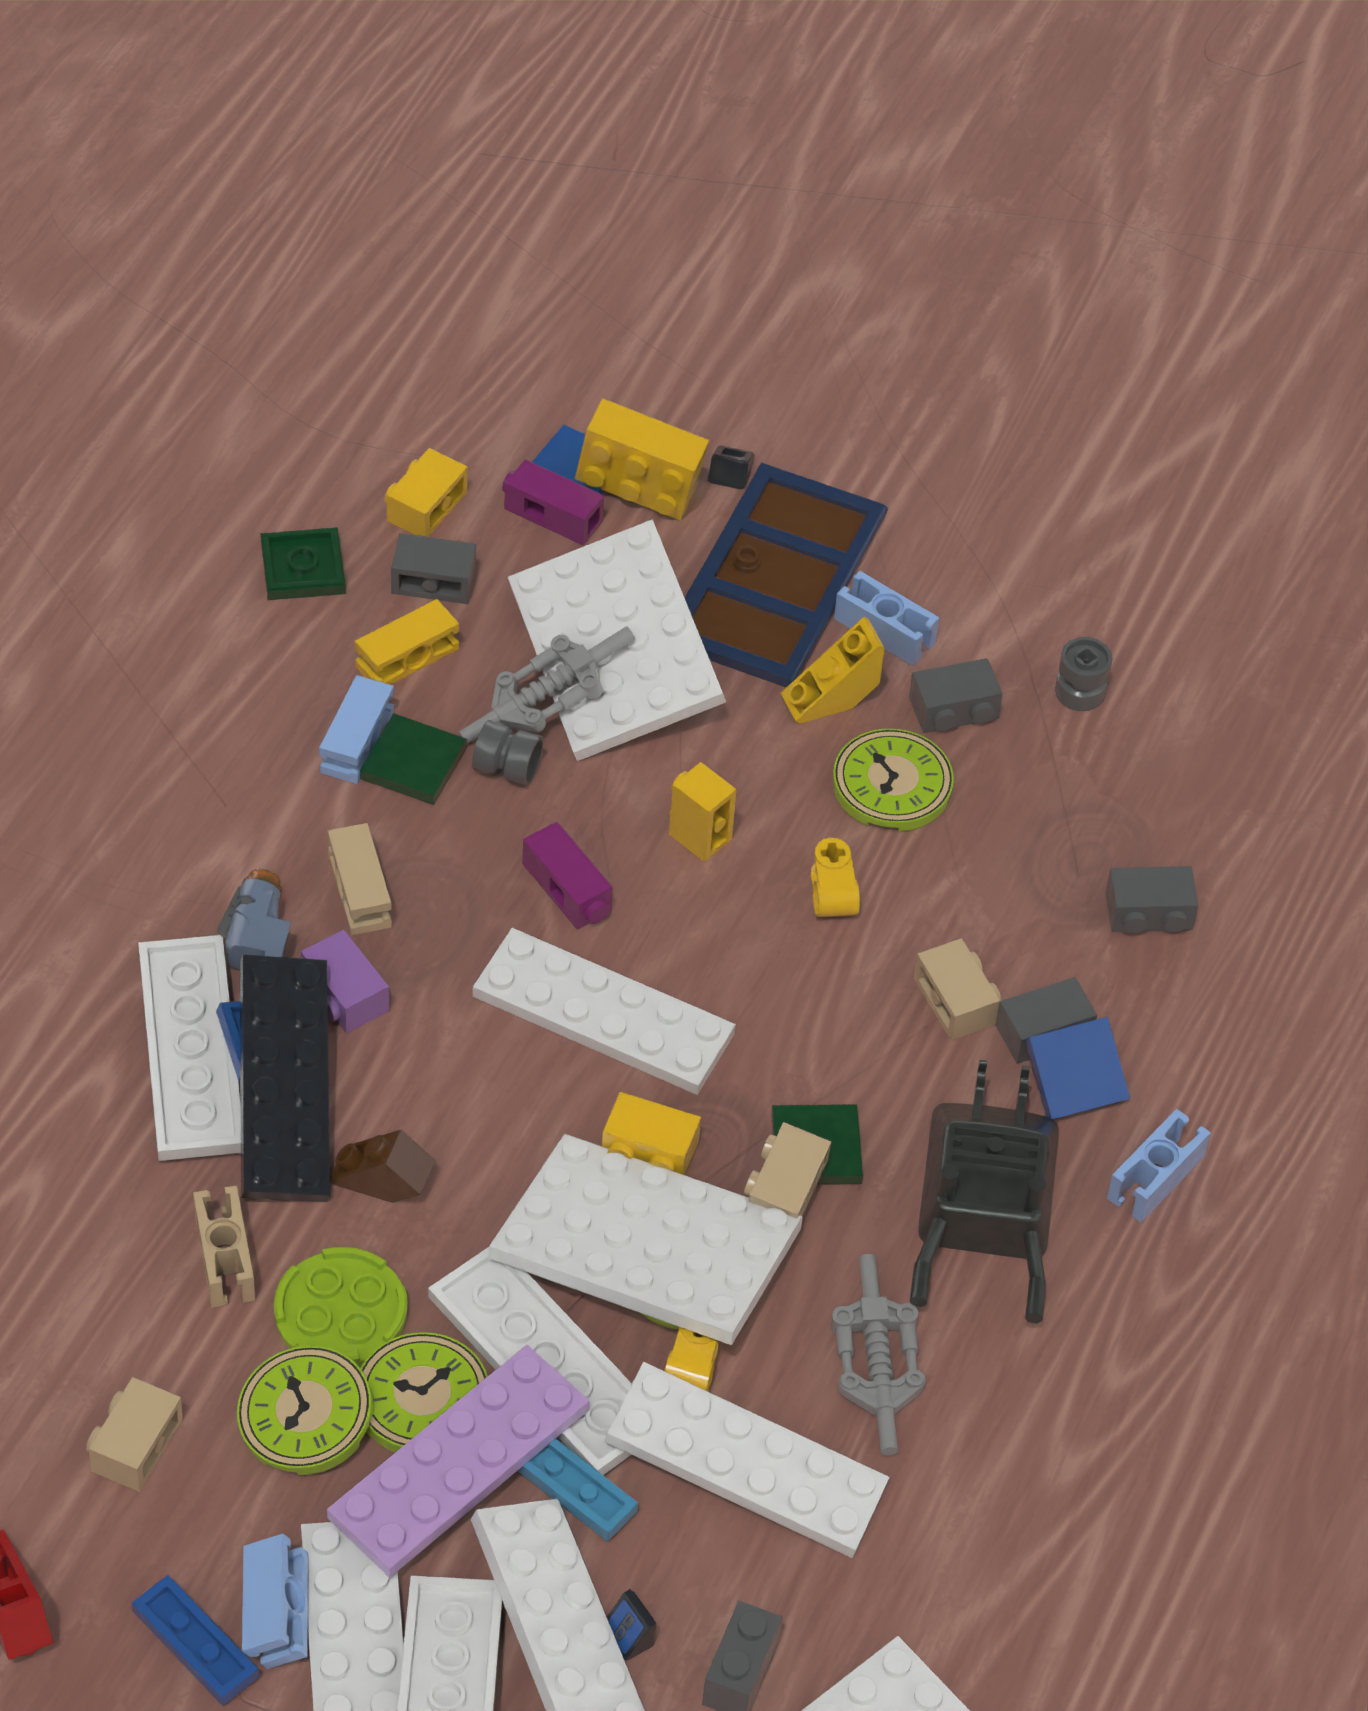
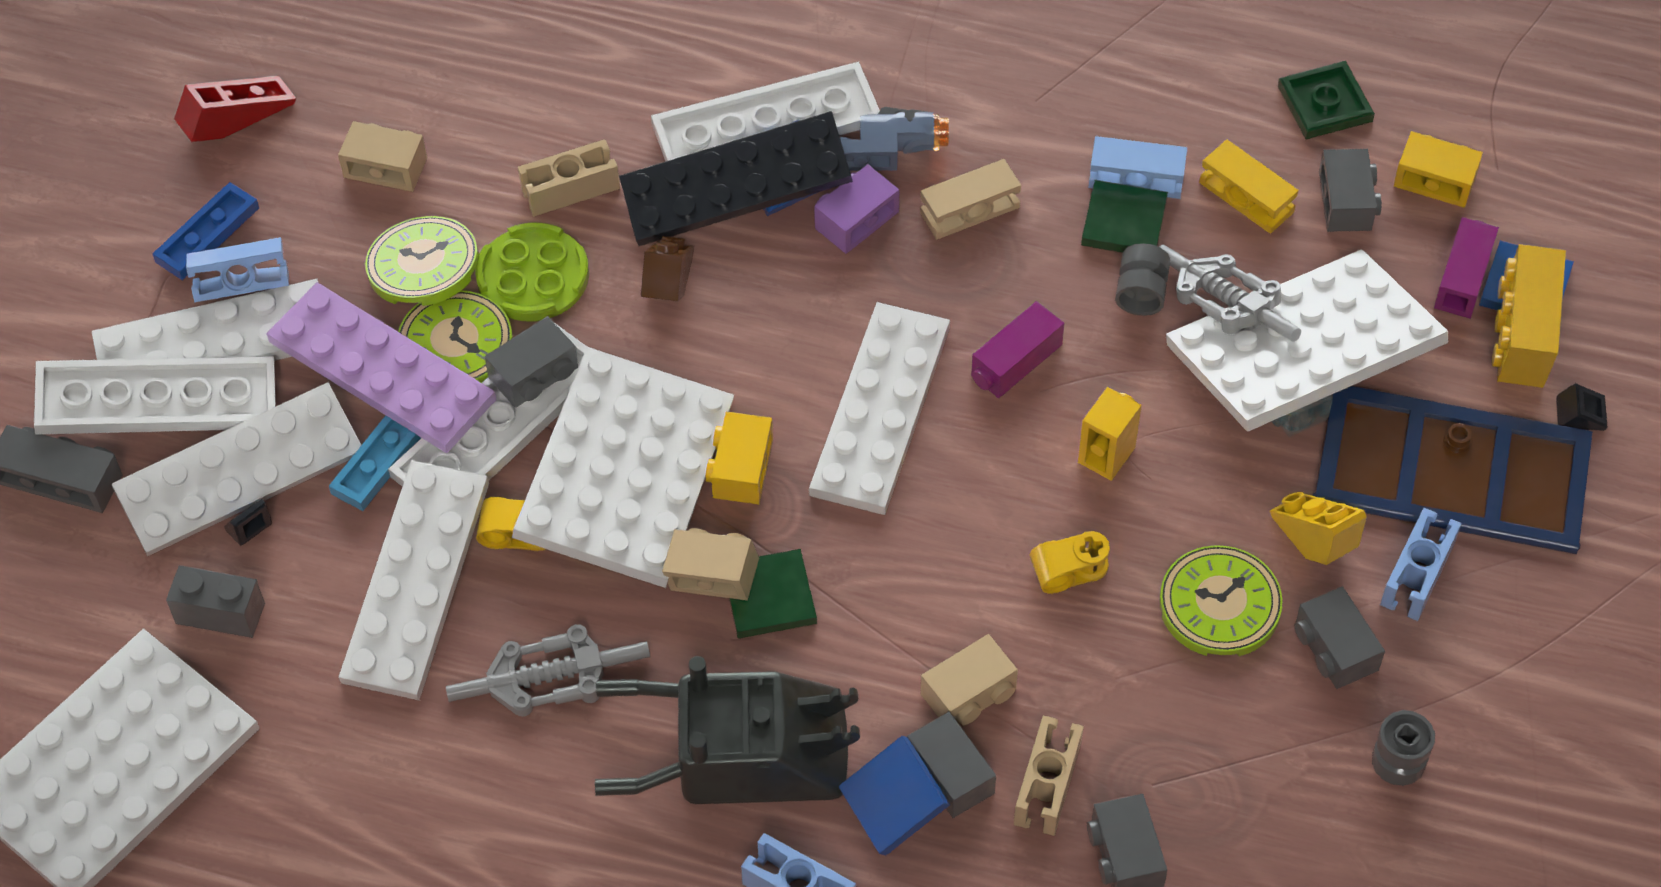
camera: 85 degrees right, 5 degrees up
(499, 1300) = (531, 362): none -> dark grey brick
(1068, 945) = (1048, 789): none -> tan piece

